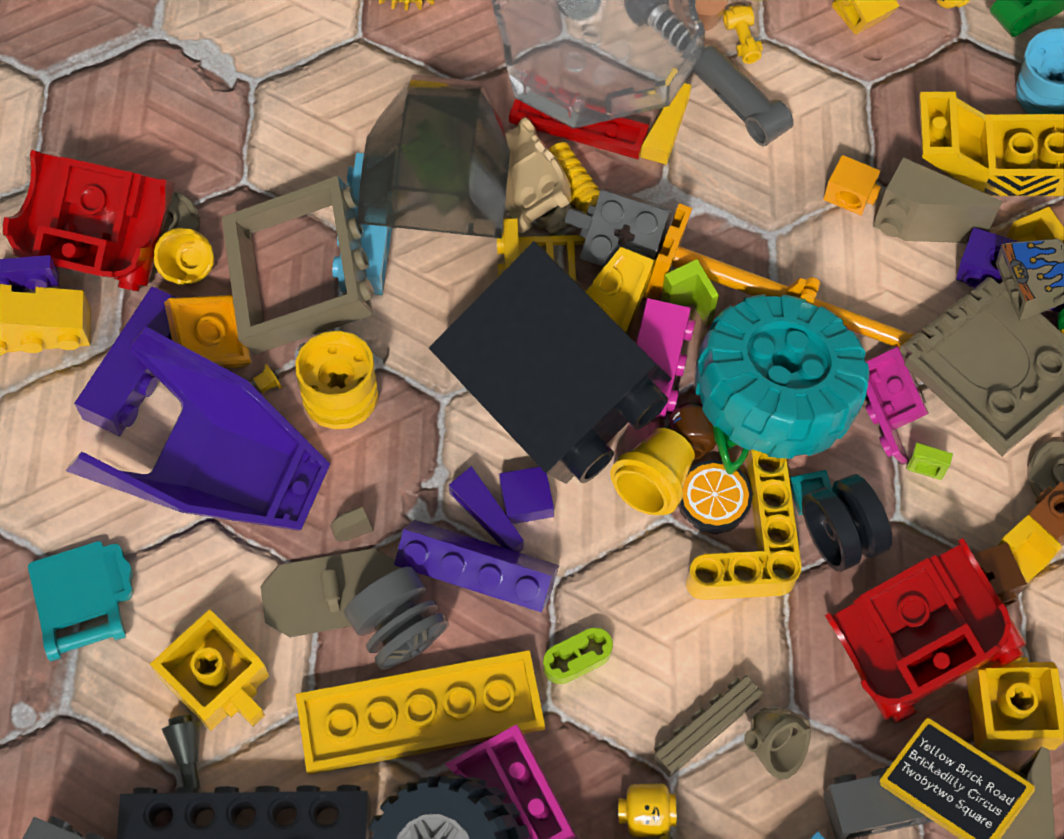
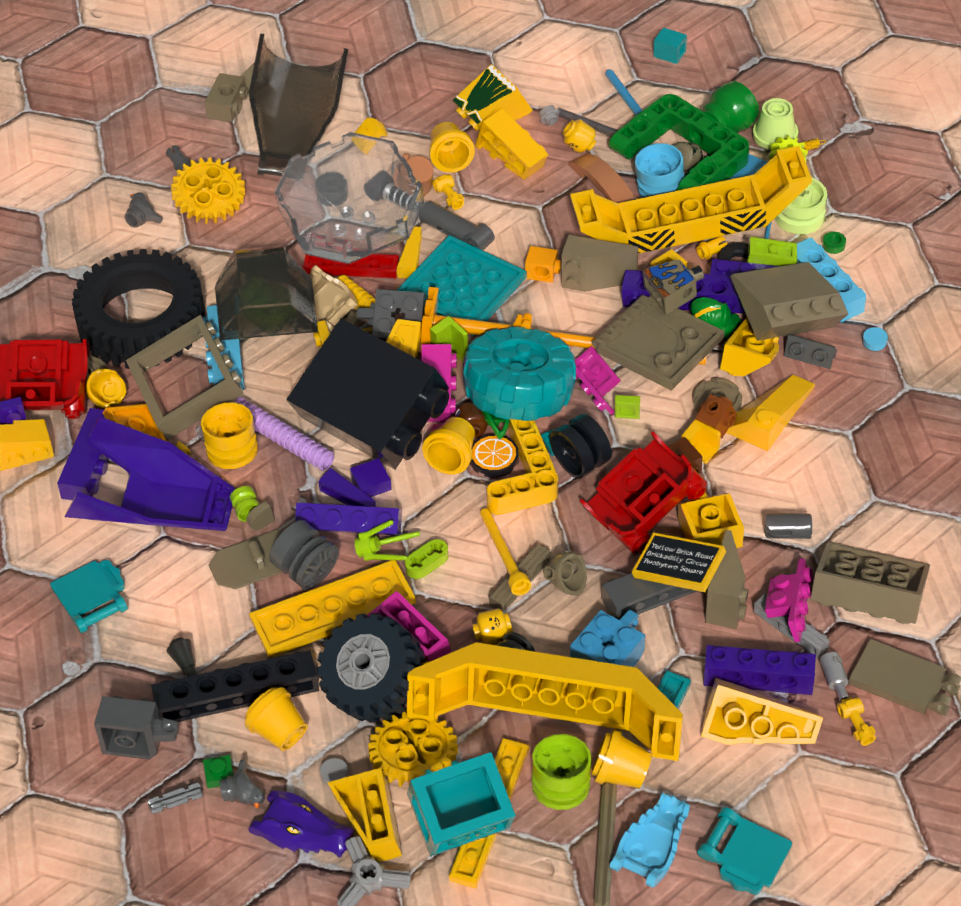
camera: 10 degrees left, 15 degrees down
(226, 689) = (192, 611): yellow hinge -> none
(236, 185) = (122, 340): none -> black tyre
(335, 494) = (244, 501): none -> lime wheel
(418, 390) = (288, 437): none -> lavender piece
(499, 613) = (368, 546): none -> lime plant
(704, 744) = (518, 581): none -> yellow piece
(738, 189) = (468, 280): none -> teal plate
(972, 62) = (603, 177): none -> nougat slope

